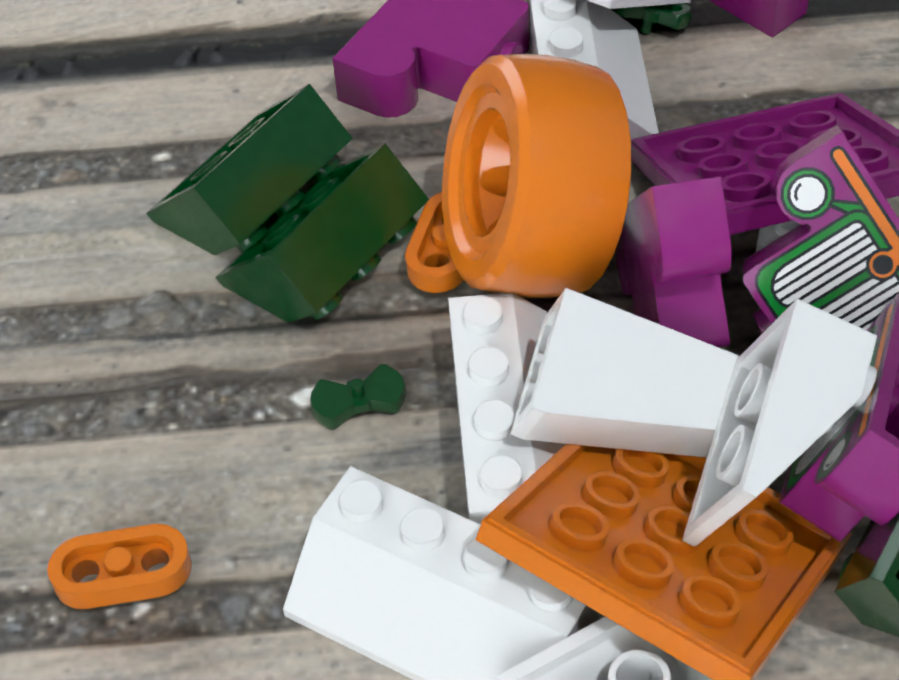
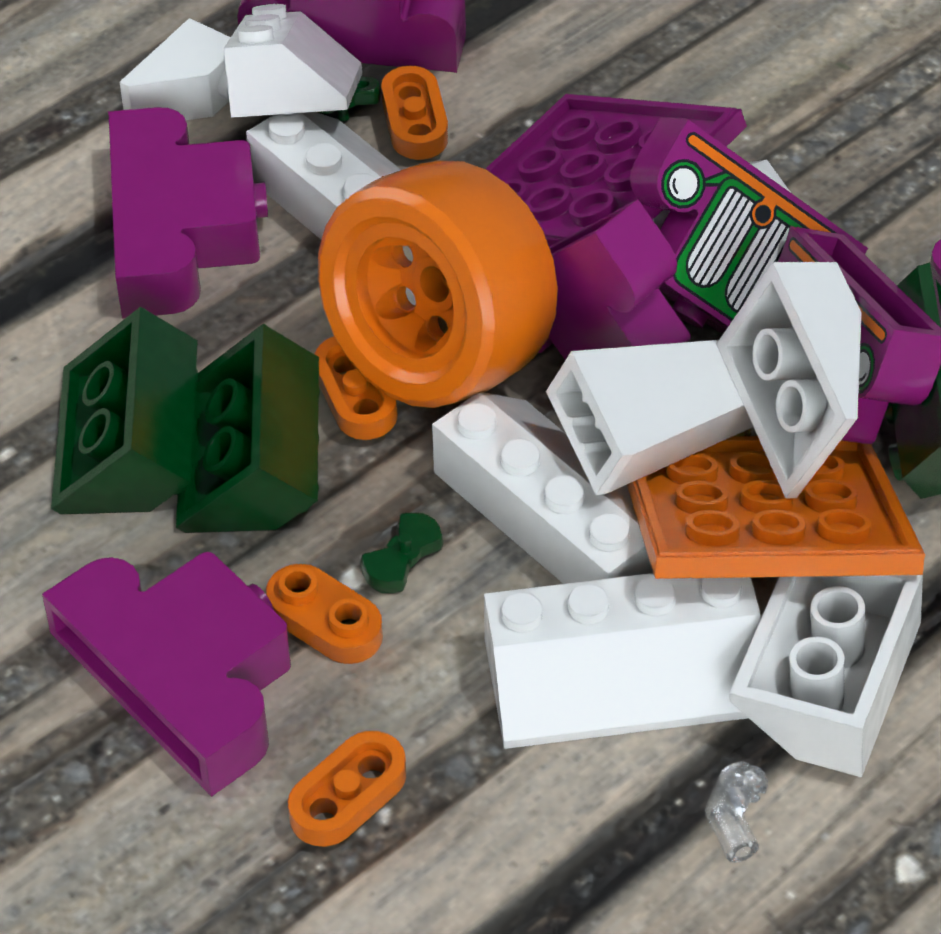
camera: 40 degrees left, 0 degrees up
(104, 382) = (179, 656): none -> magenta brick
(249, 405) = (318, 610): none -> orange plate
(698, 49) = (414, 112): none -> orange plate

